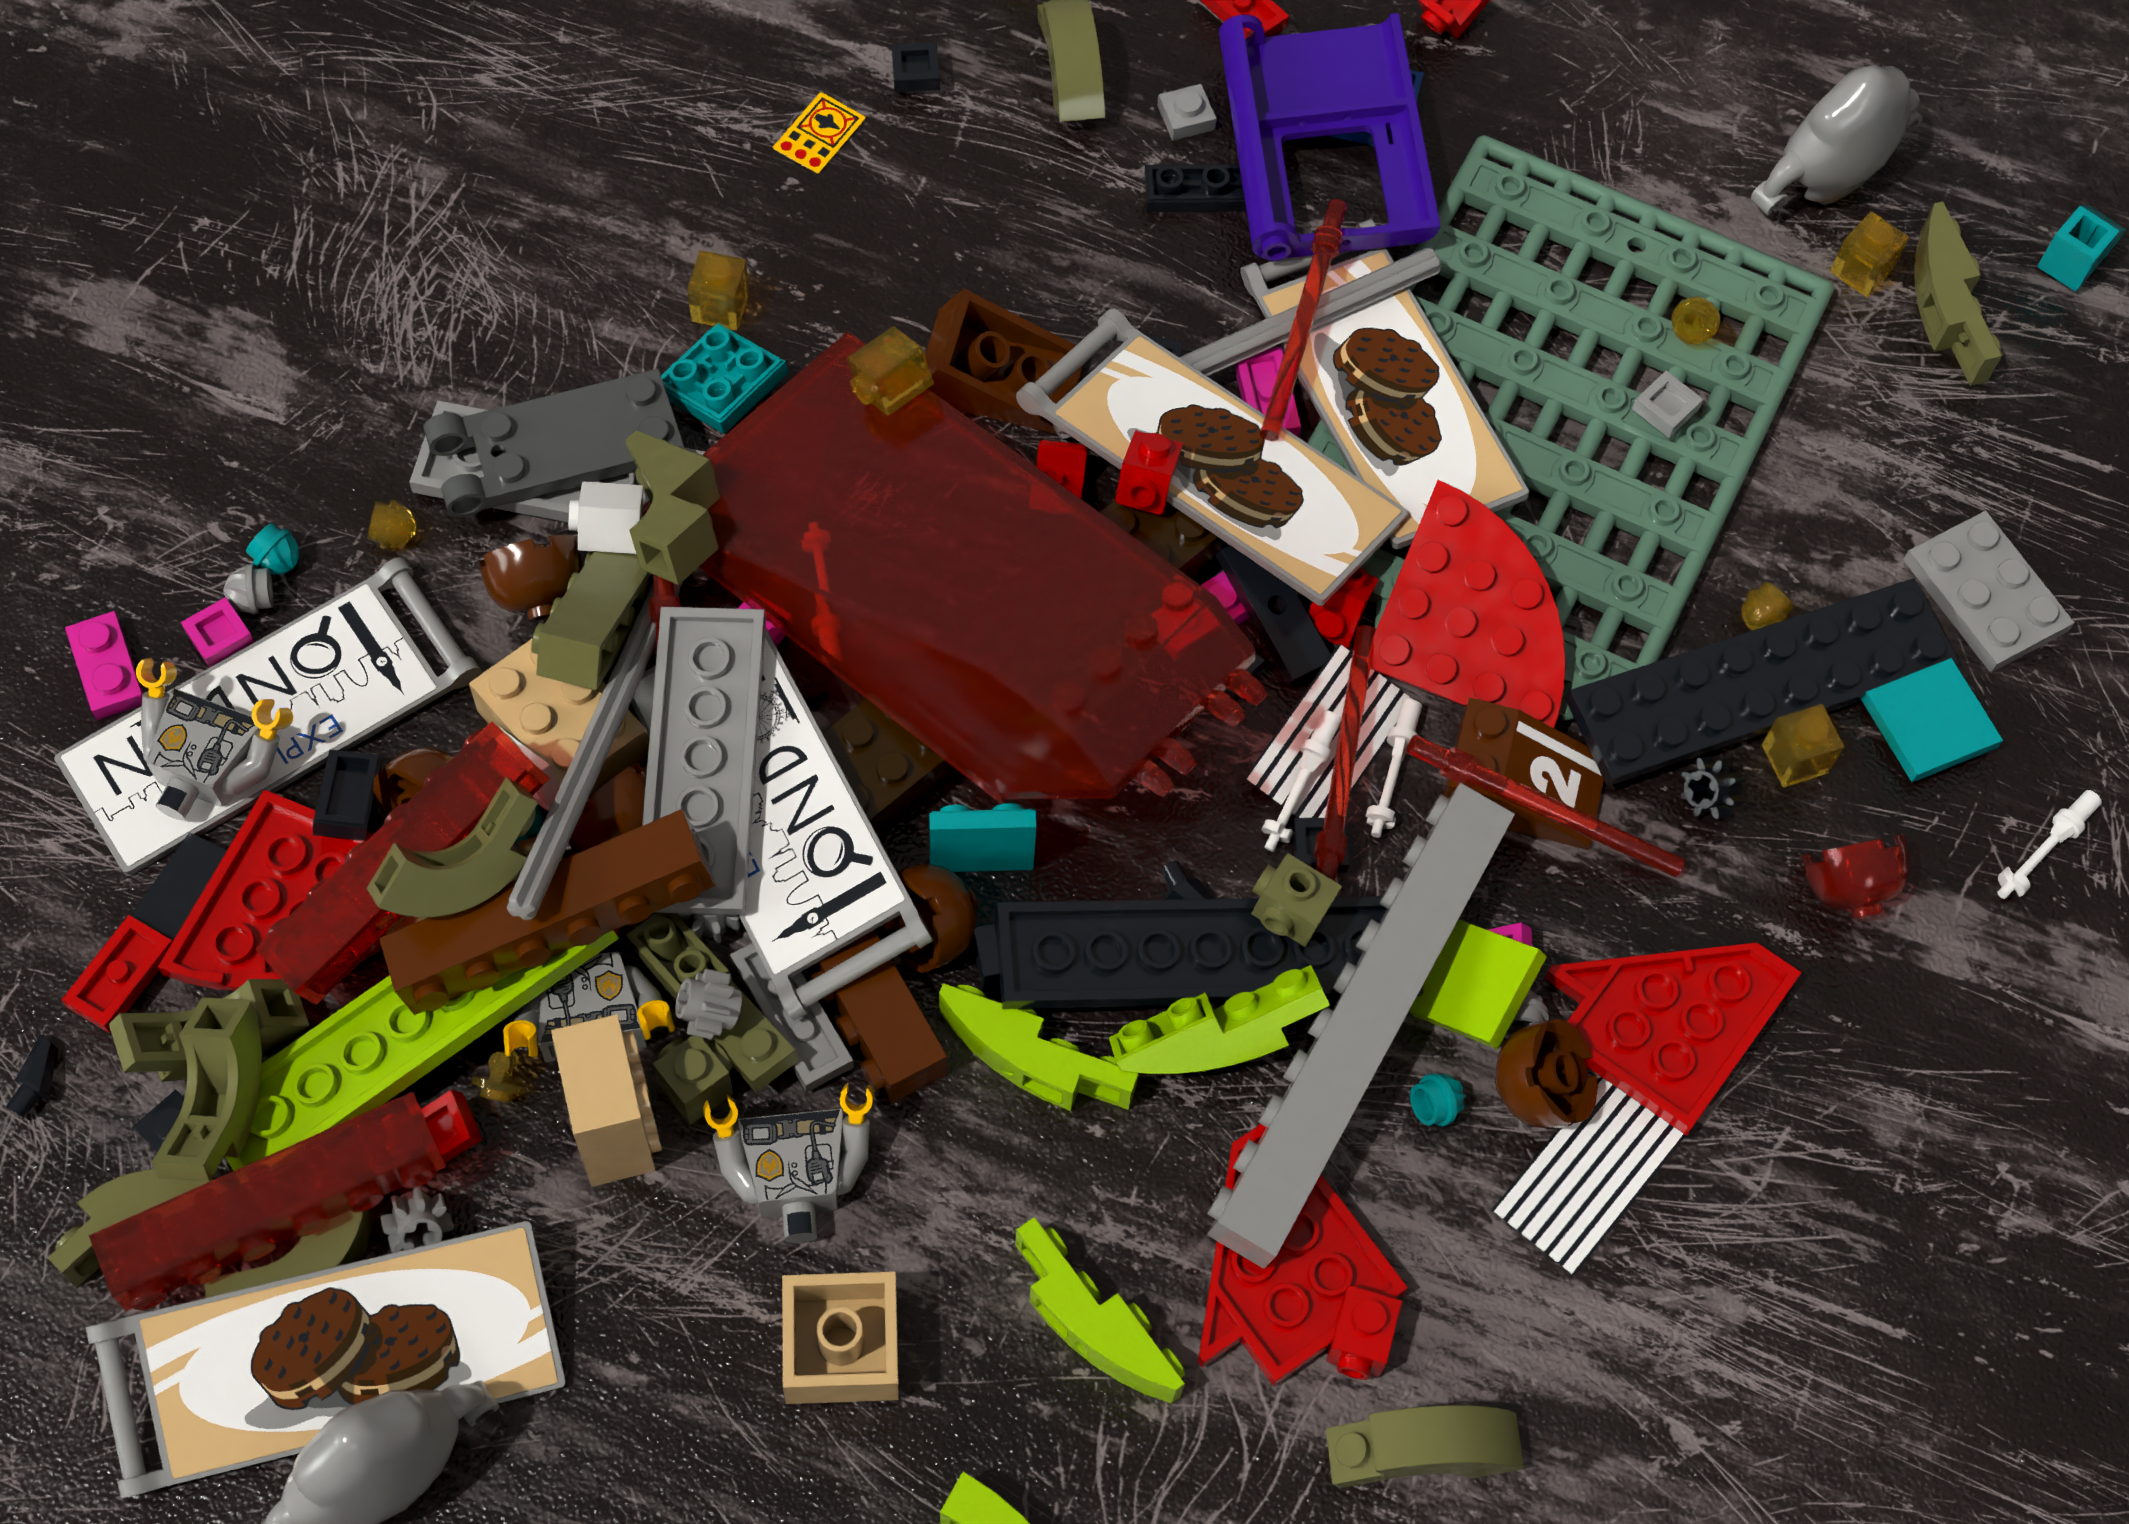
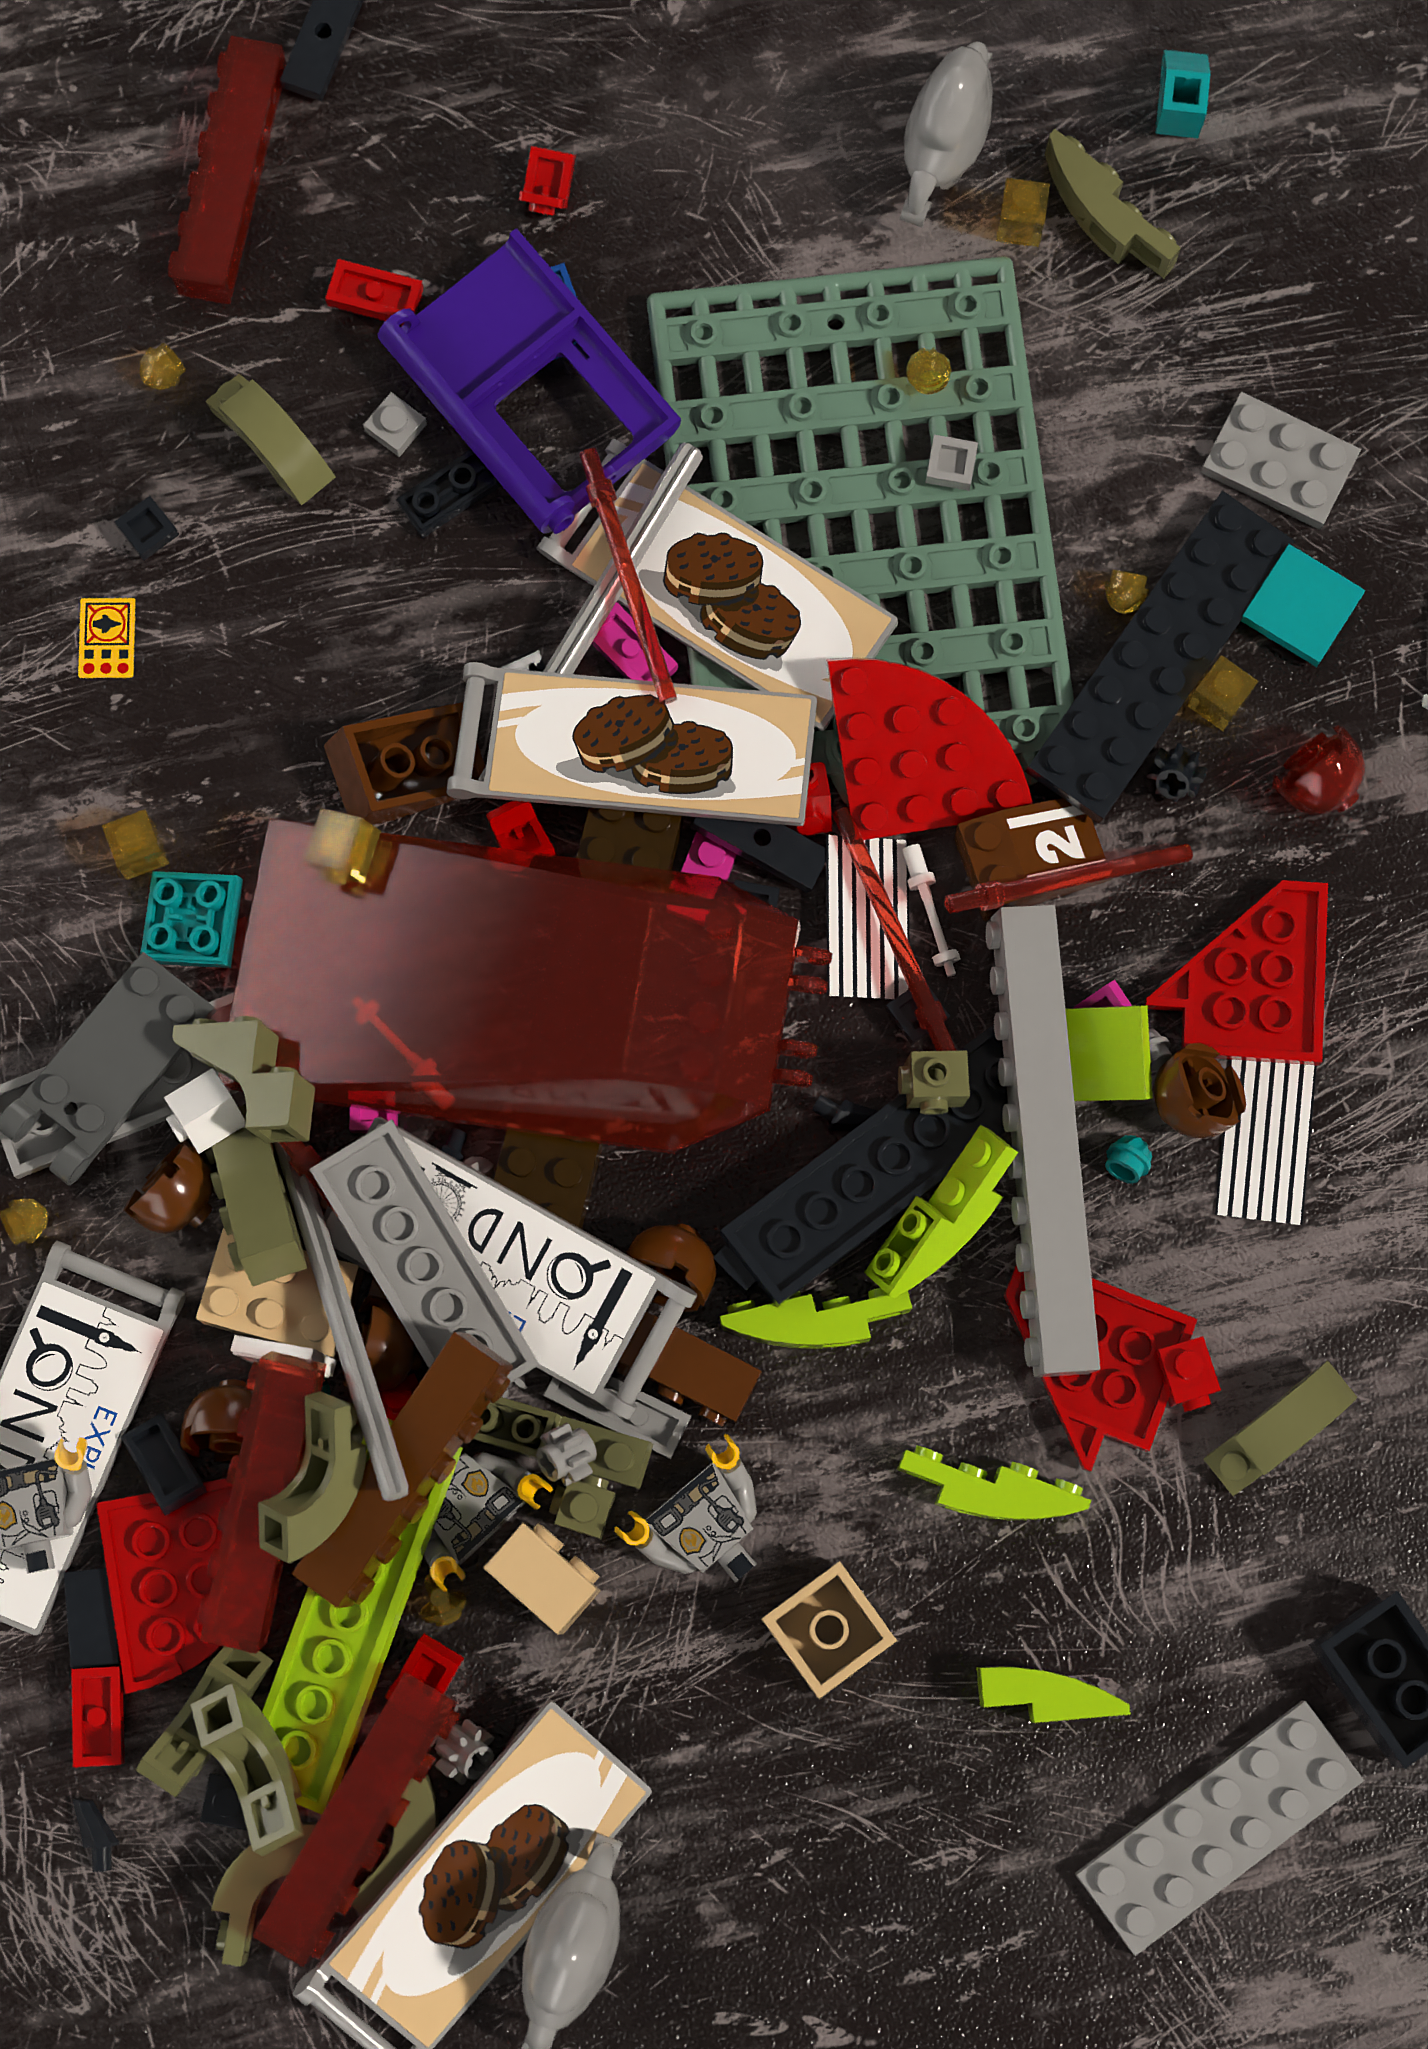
camera: 30 degrees left, 15 degrees up
(983, 838) = (654, 1192): teal tile -> none
(1148, 472) = (599, 797): red bracket -> none
(1314, 753) = (867, 942): white piece -> none

